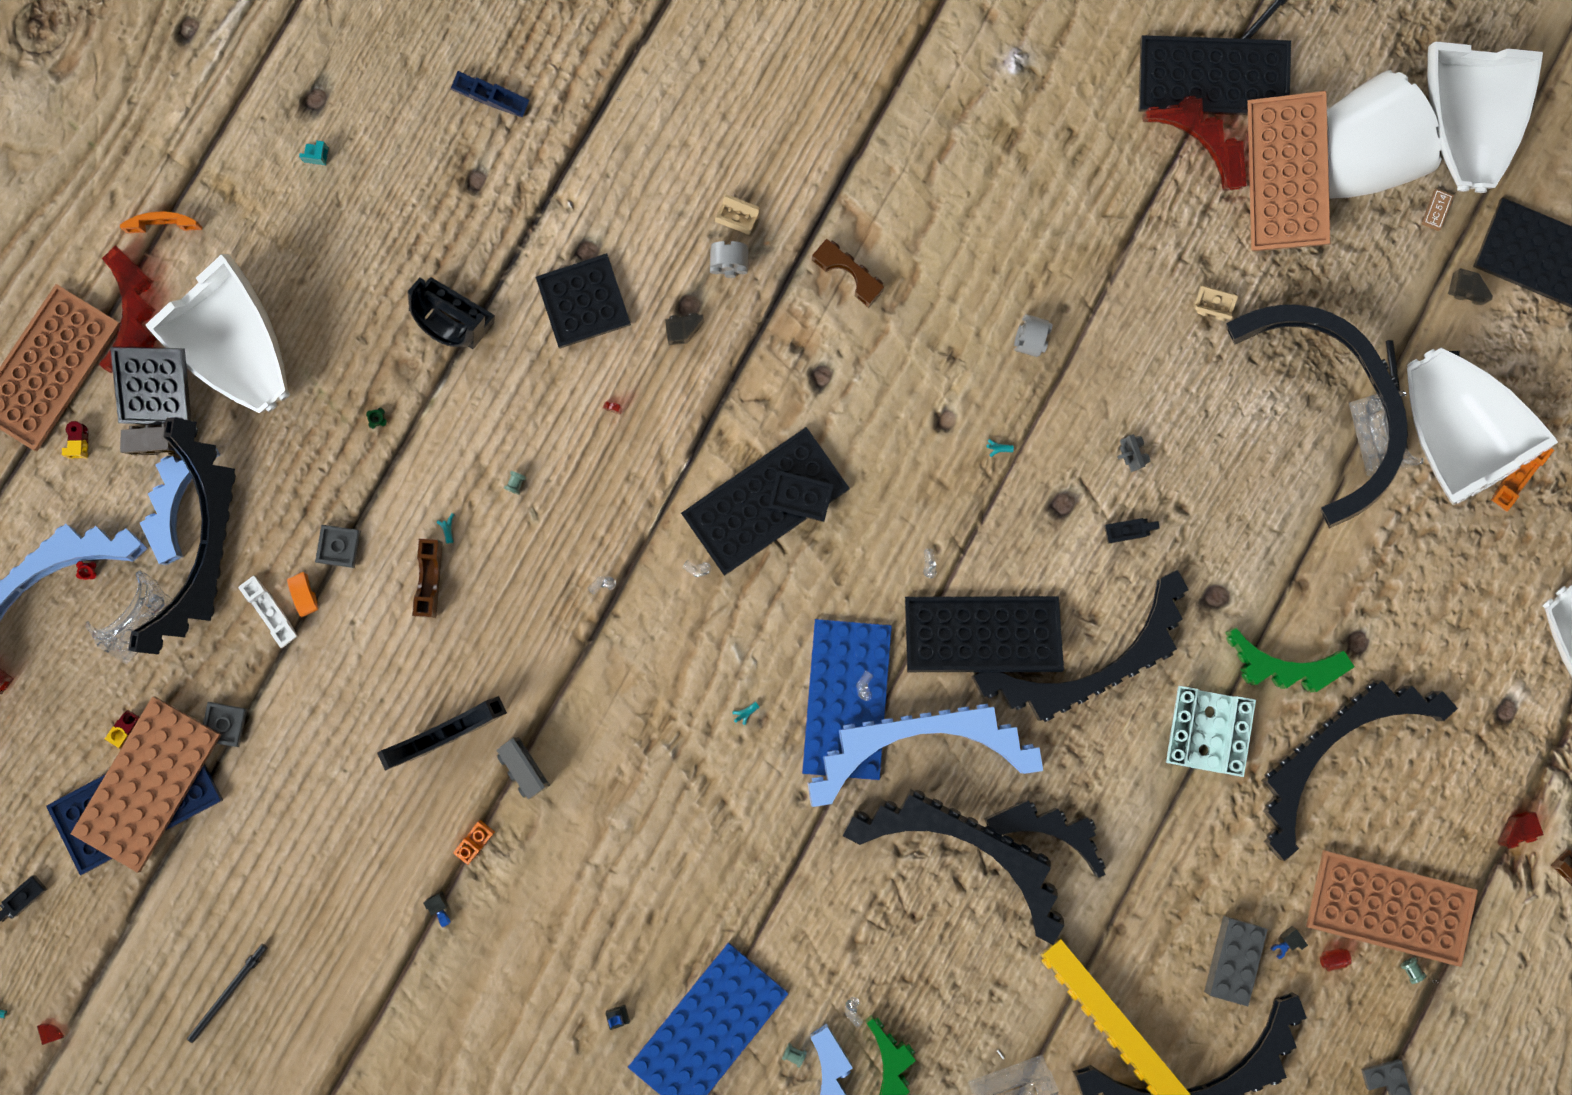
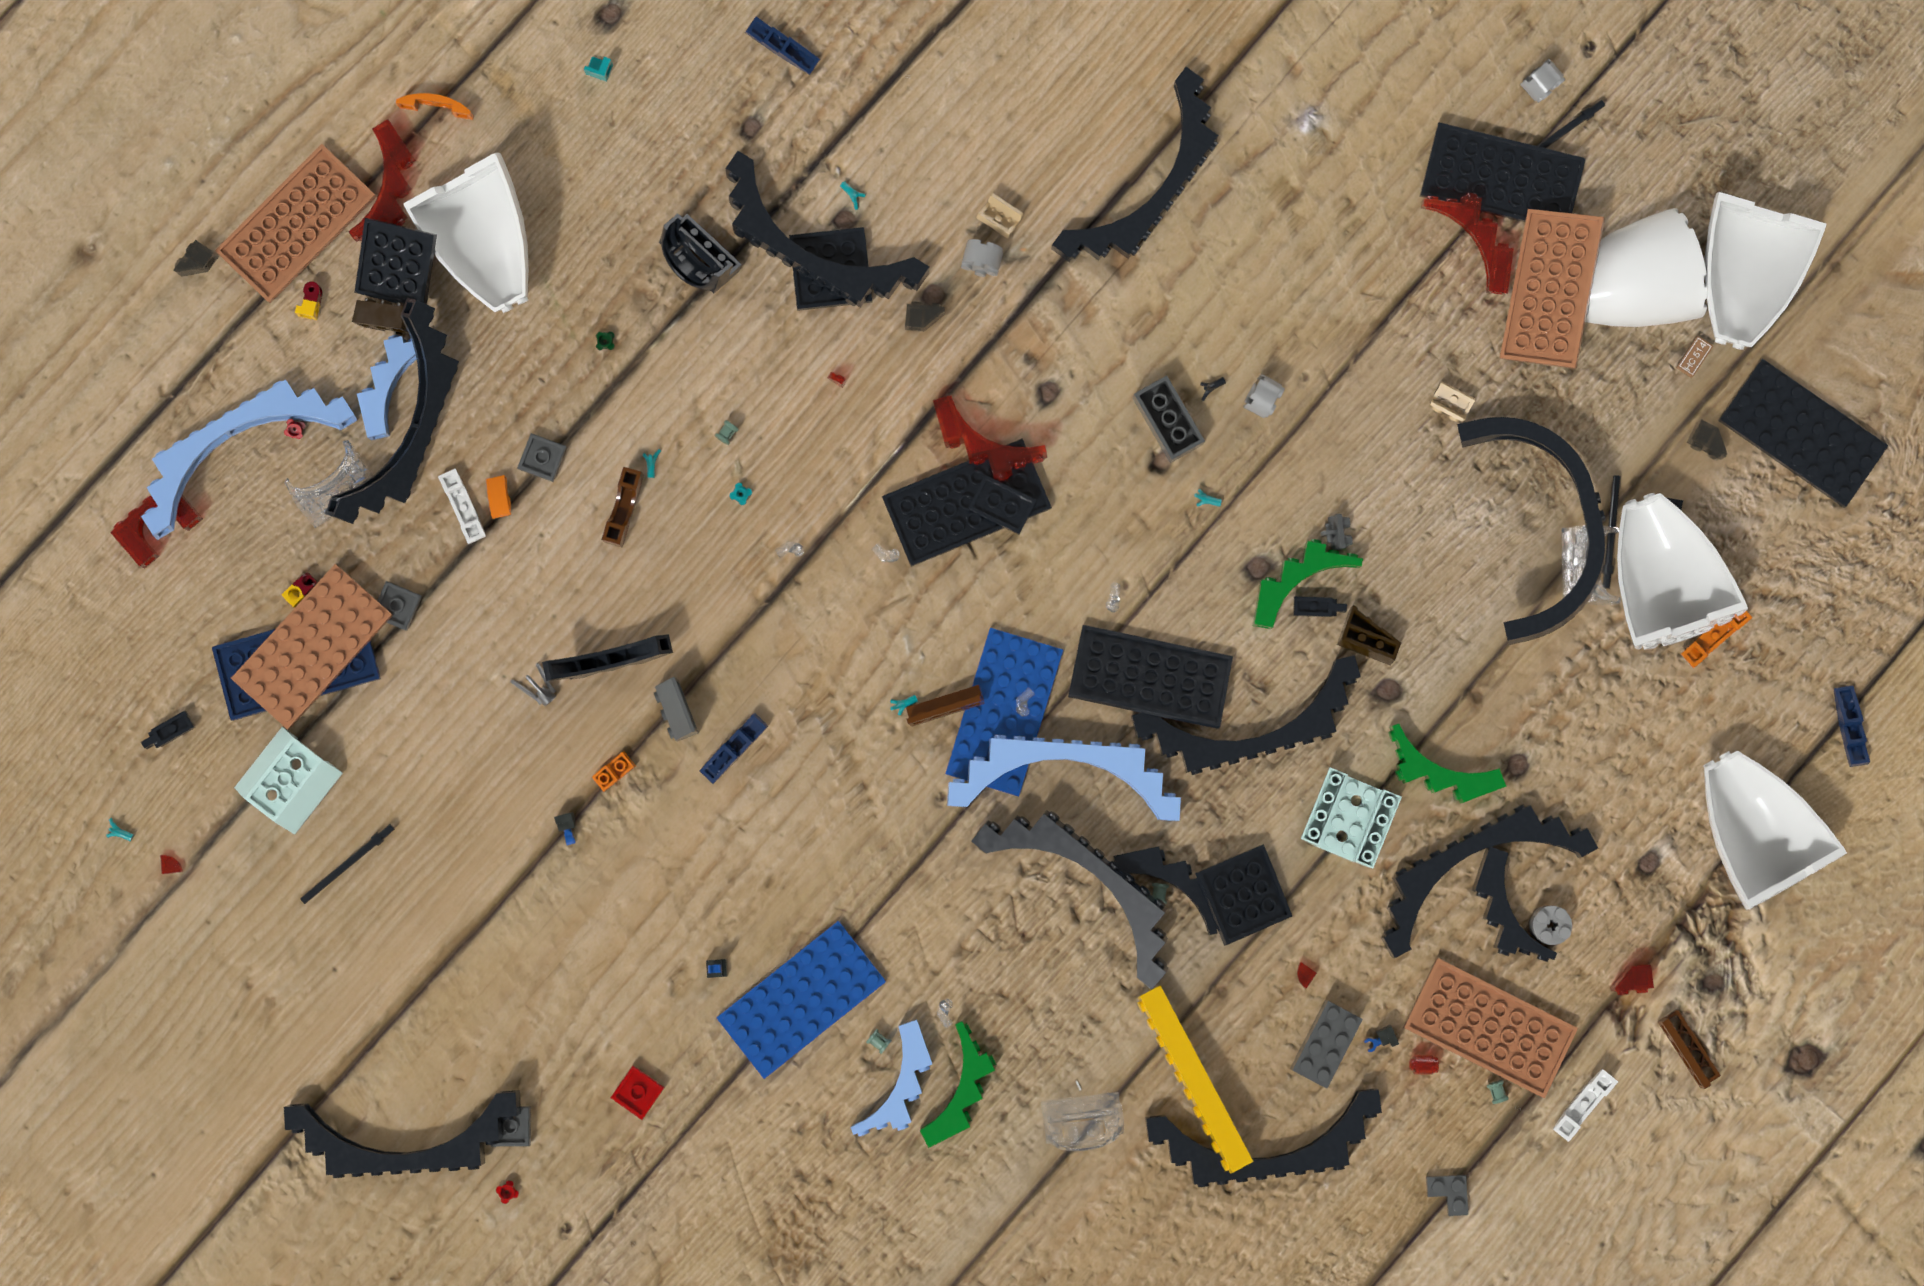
camera: 15 degrees right, 0 degrees up
(159, 932) = (296, 790): none -> light aqua slope
(388, 782) = (545, 695): none -> flat silver plant
(540, 535) = (741, 499): none -> teal plate
(588, 223) = (852, 193): none -> teal bar
(588, 793) = (733, 748): none -> dark blue slope
(600, 309) = (850, 282): none -> black arch
(765, 445) = (978, 448): none -> clear red arch
(787, 706) = (945, 705): none -> reddish brown fence
(830, 257) = (1082, 277): reddish brown arch -> none
(866, 203) = (1129, 231): none -> black arch
(944, 377) = (1168, 419): none -> dark grey brick
(977, 338) = (1209, 387): none -> black bar
(1038, 844) = (1159, 891): none -> sand green bush
(1083, 526) = (1315, 559): none -> green arch
(1122, 830) = (1243, 894): none -> black plate
(1184, 550) = (1367, 638): none -> dark brown wedge
(1198, 895) = (1305, 975): none -> clear red tile
(1360, 767) = (1511, 935): none -> black arch
(1435, 787) = (1554, 935): none -> light grey brick
(1499, 963) = (1583, 1104): none -> white slope

